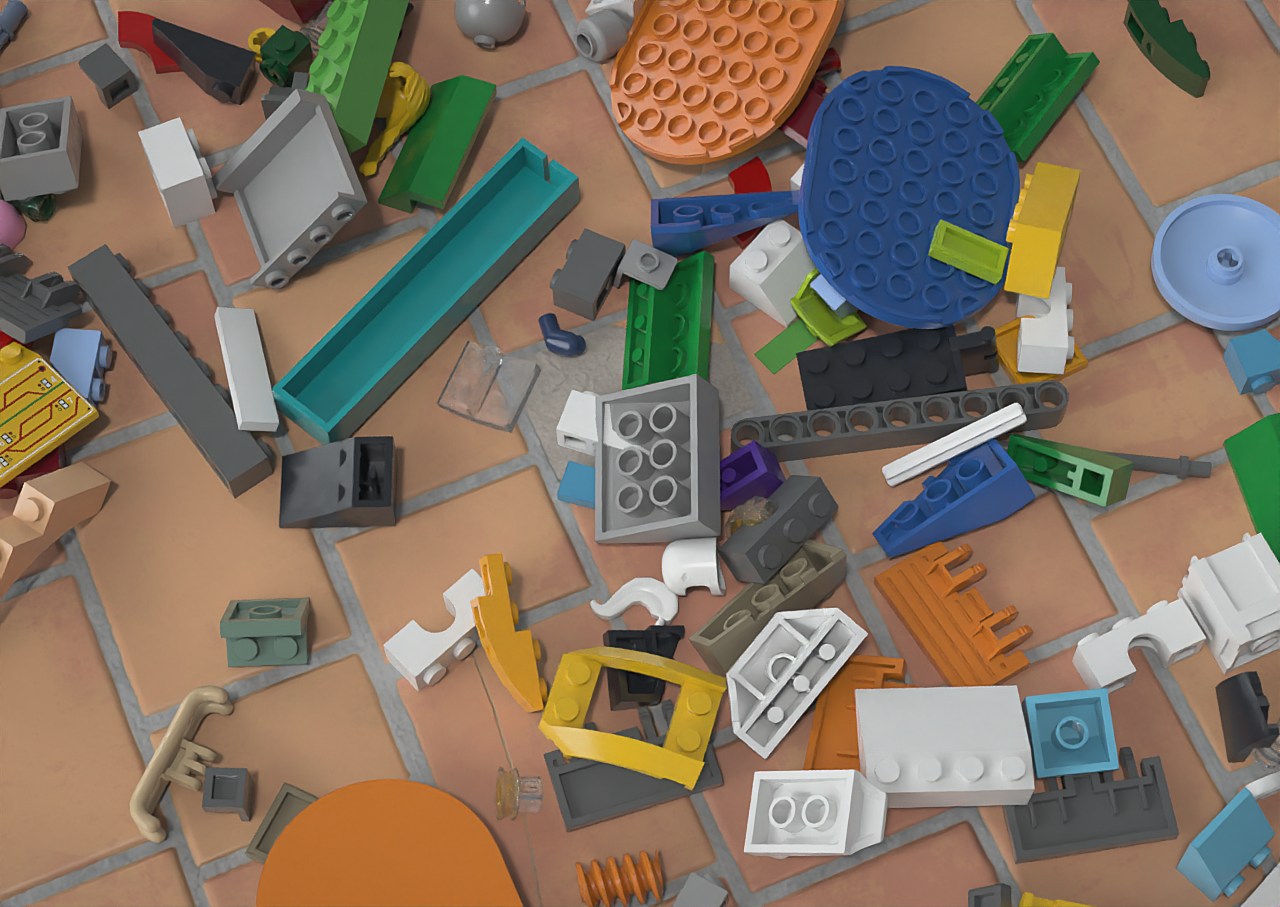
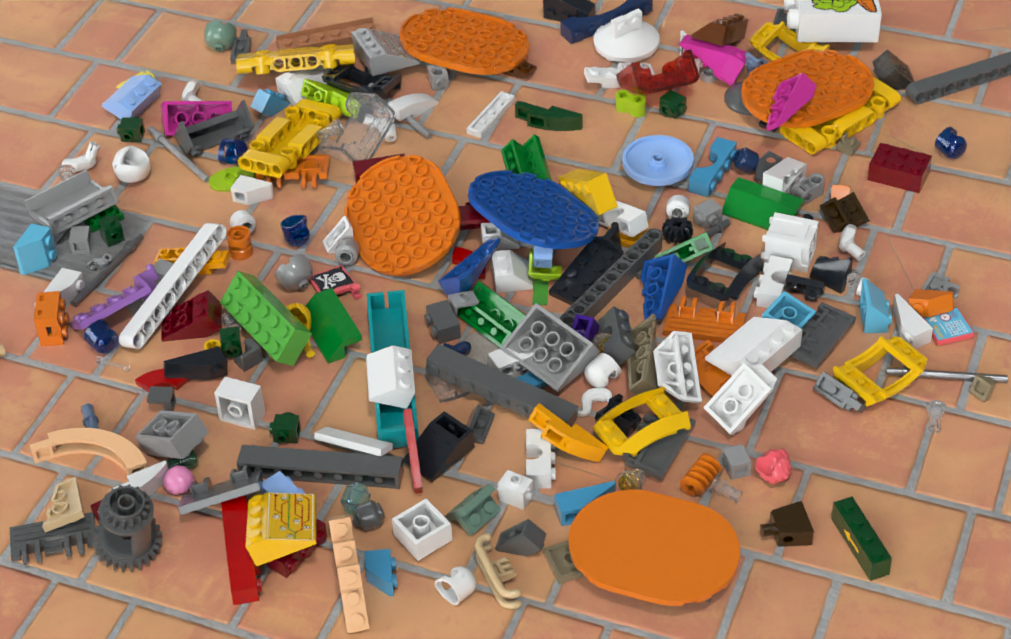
camera: 45 degrees left, 20 degrees down
(52, 609) = (379, 570): none -> dark azure slope
(111, 737) = (461, 582): none -> white helmet
(136, 507) = (368, 515): none -> dark grey head
(151, 463) = (353, 496): none -> clear light blue head
(163, 598) = (422, 529): none -> white brick
(198, 265) = (285, 428): none -> dark green brick
(228, 791) = (529, 562): dark grey panel -> none
(269, 742) = (521, 539): none -> dark grey slope
(281, 463) = (412, 449): none -> tile
(292, 186) = (301, 368): light grey panel -> none
(354, 652) = (515, 490): none -> white head
(384, 311) = (391, 376): none -> white slope
(397, 753) = (570, 503): none -> dark azure slope
(442, 494) = (480, 423): none -> dark grey slope
(521, 470) = (495, 385): none -> dark grey brick
(532, 73) = (337, 279): none -> flag
(954, 444) = (640, 272): white axle -> none
(968, 251) = (575, 210): lime tile -> none
(1122, 415) = (677, 230): none -> black gear
(1130, 546) = (749, 269): none -> black wedge
(1156, 377) = (677, 206): none -> white head
(1185, 716) = (812, 287): none -> black hinge
(1188, 429) = (707, 214): none -> light grey brick

